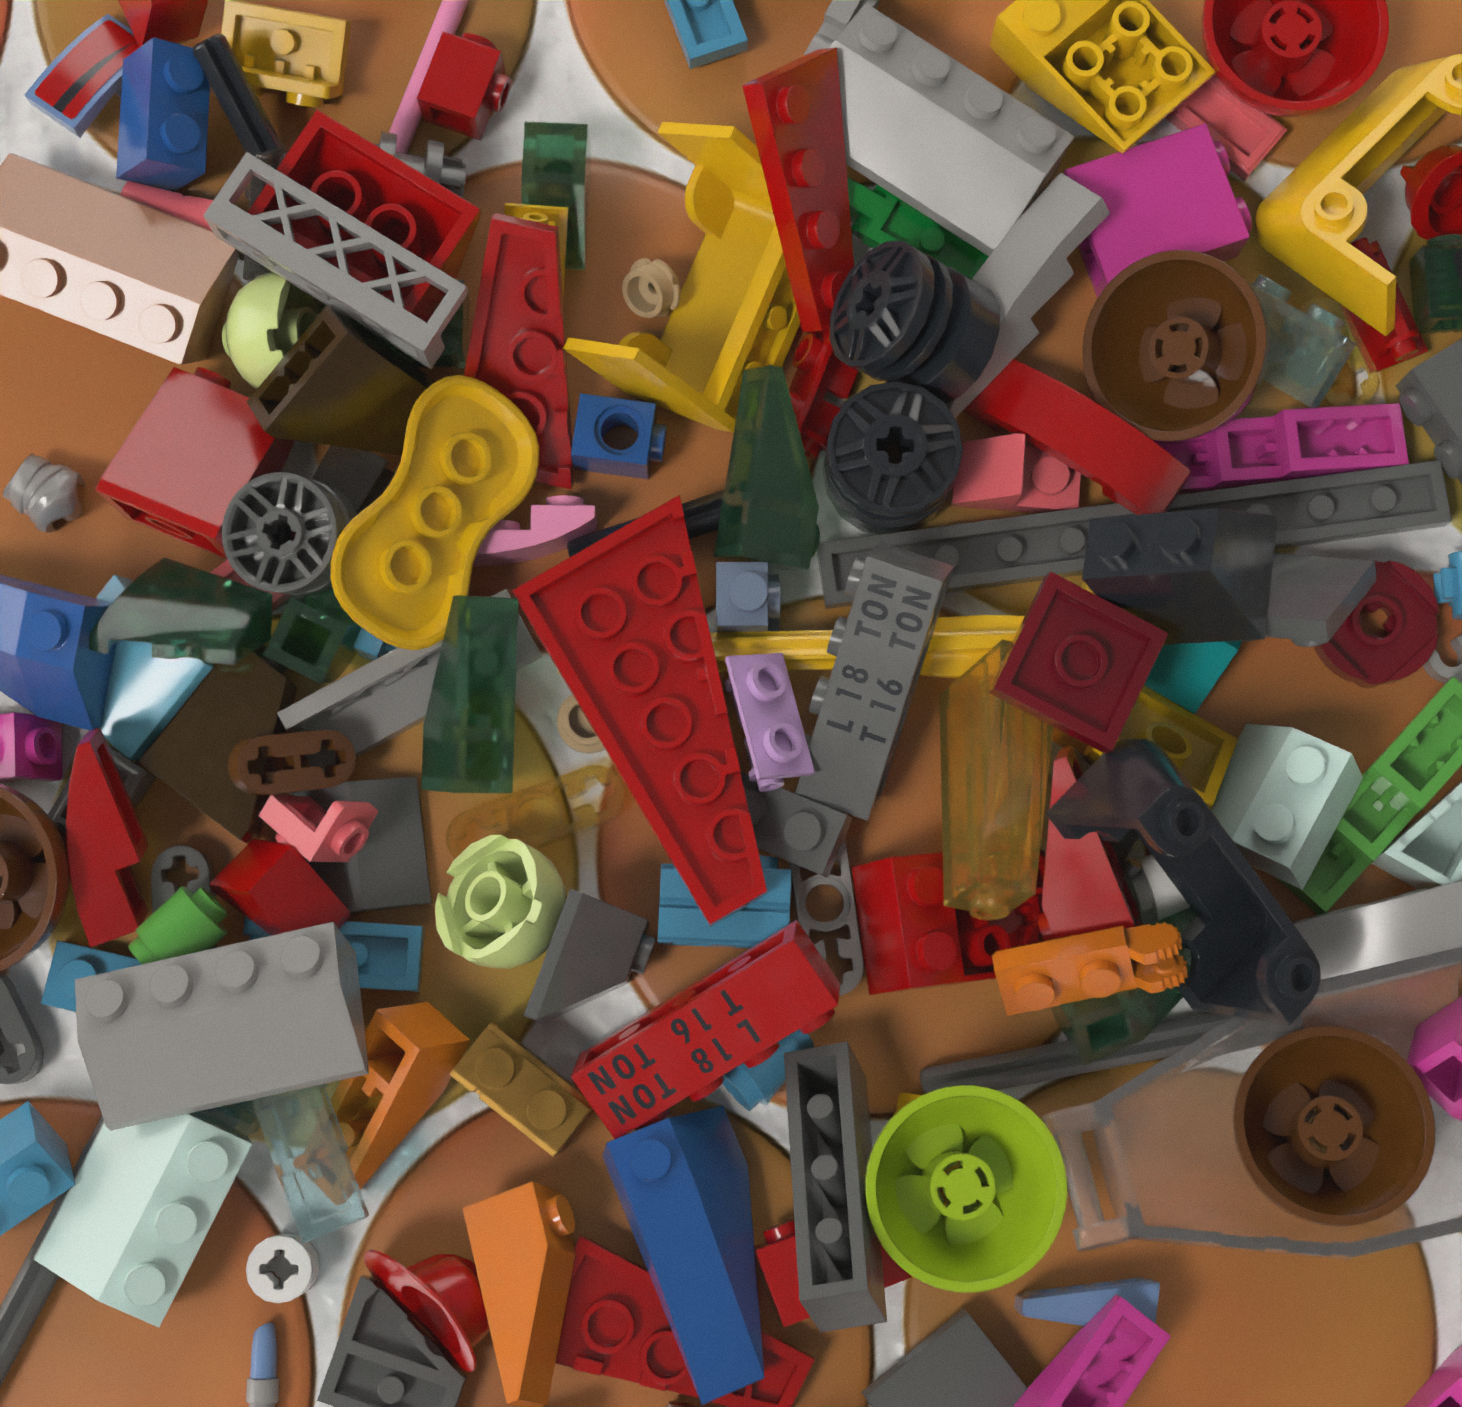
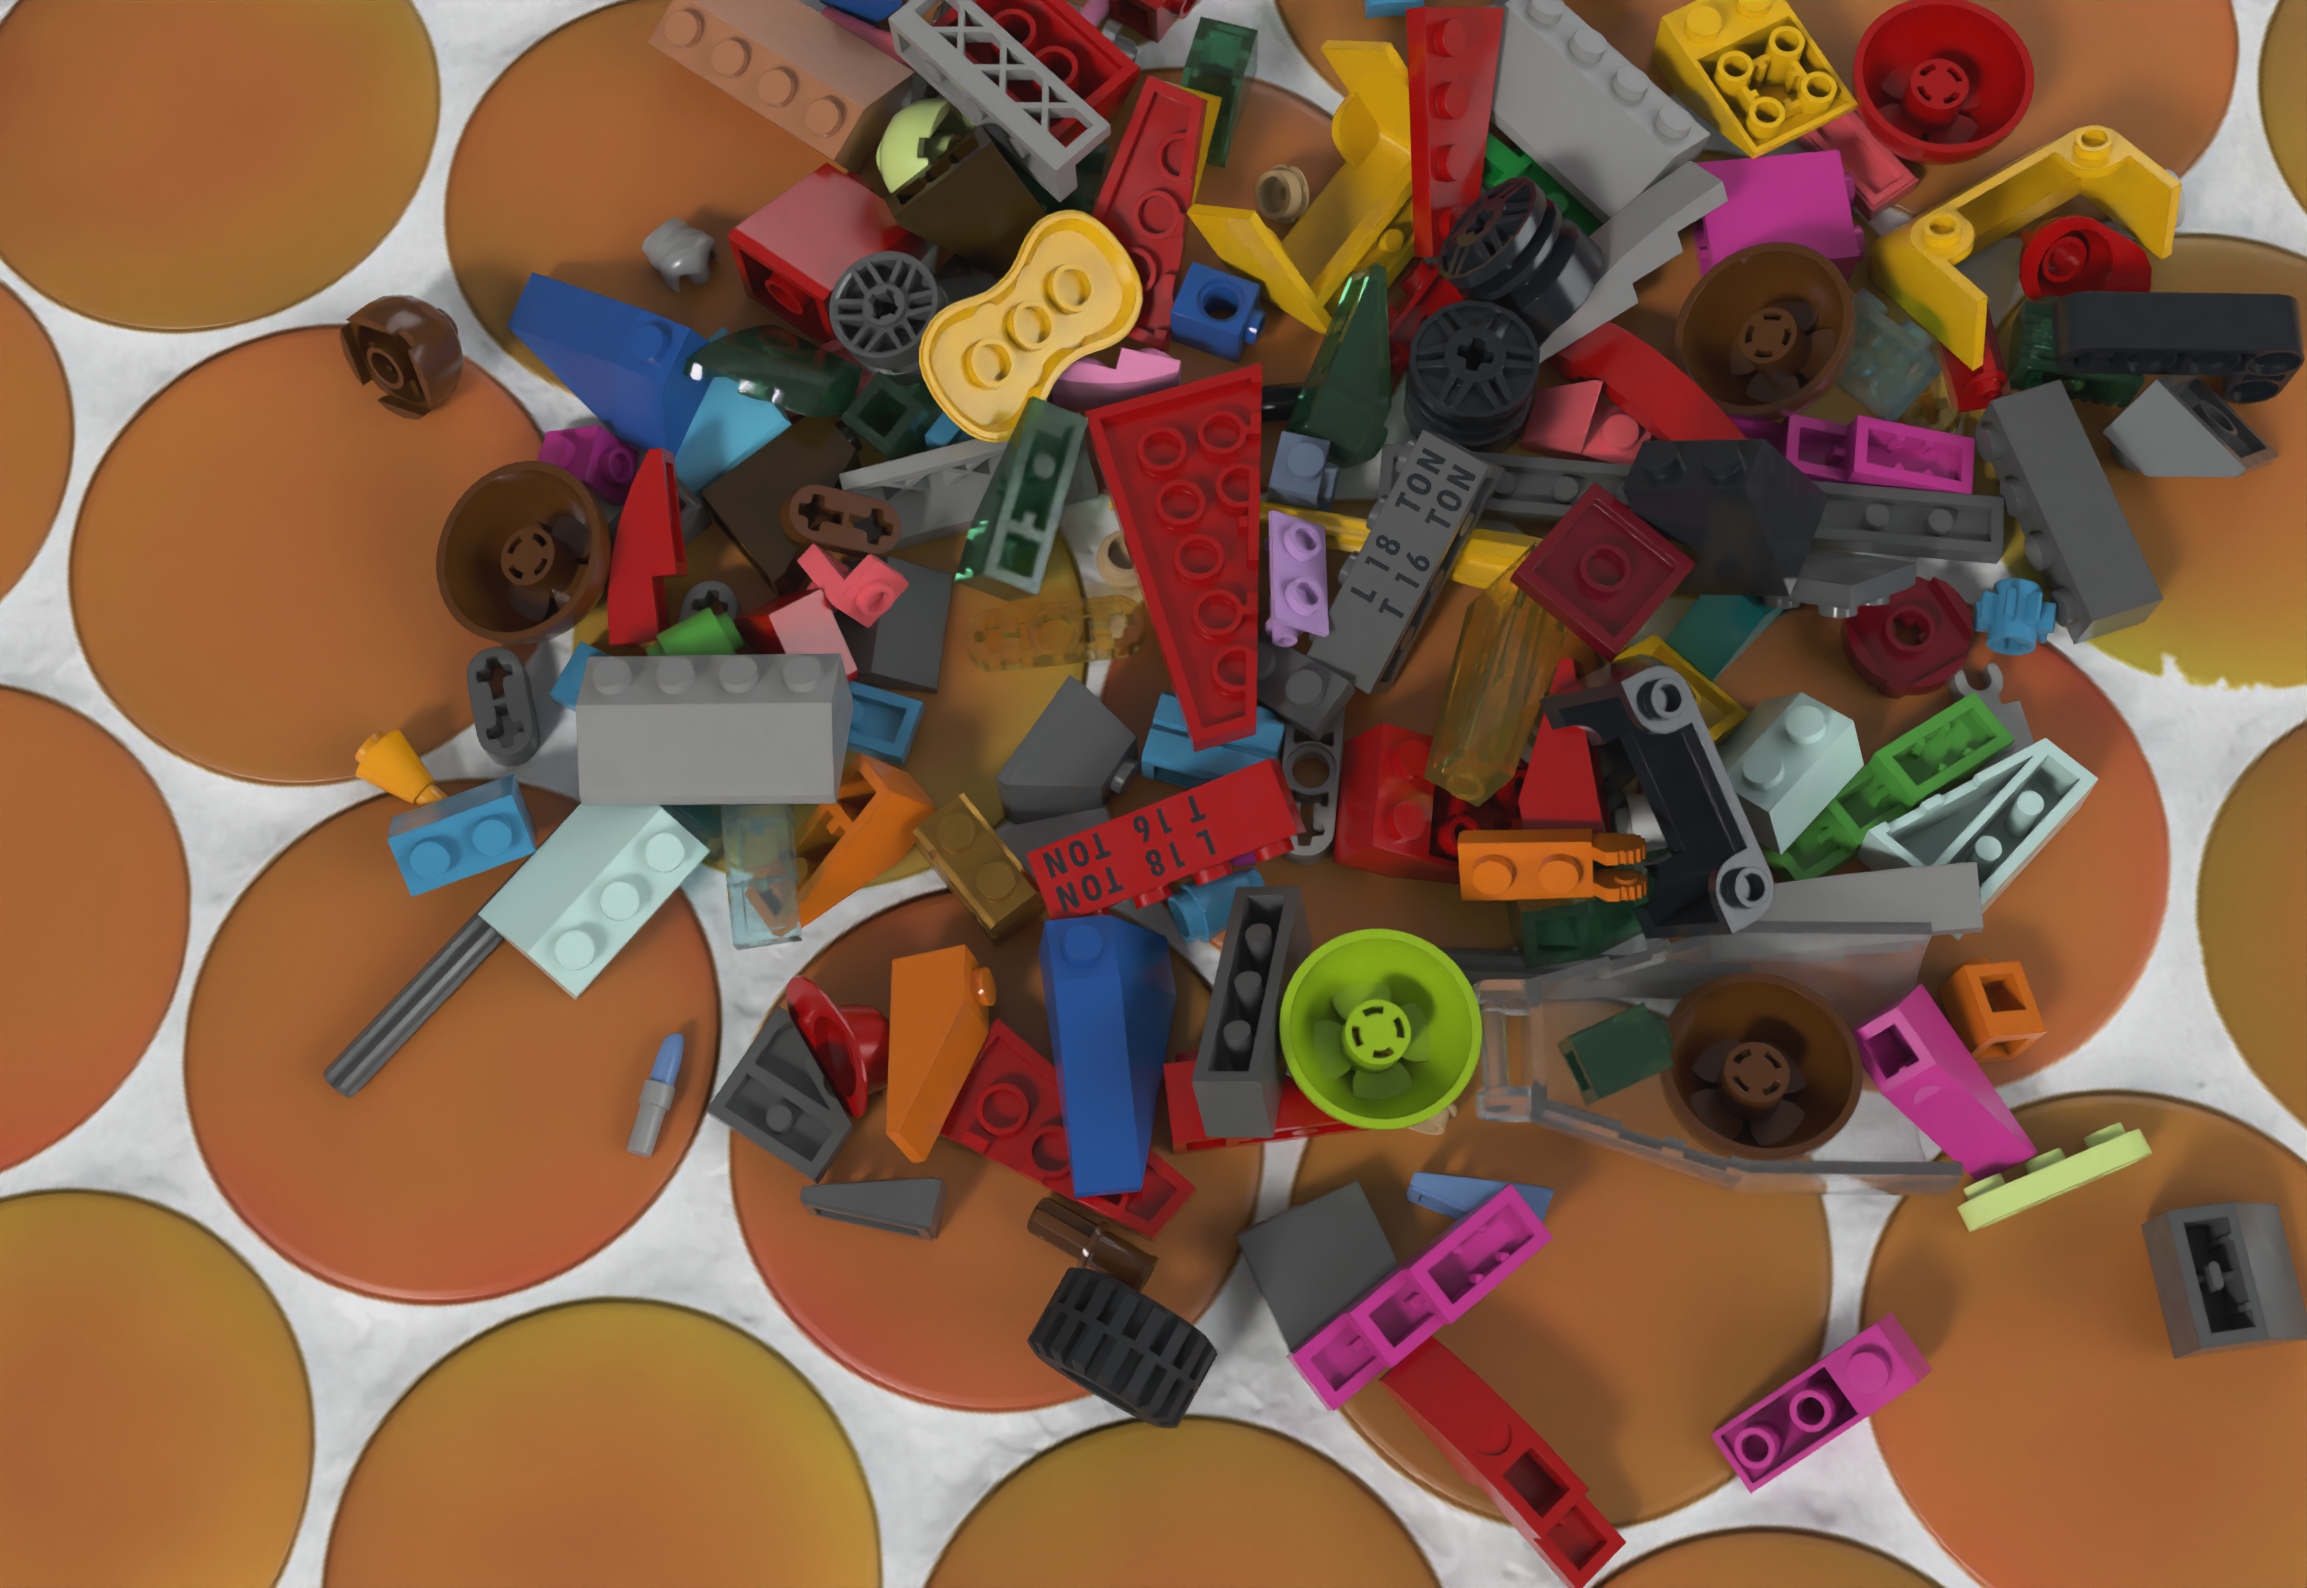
camera: 20 degrees right, 10 degrees down
(296, 1266) = (718, 992): white wheel -> none
(500, 903) = (999, 690): yellowish green cylinder -> none
(1198, 1157) = (1617, 1052): none -> clear green slope

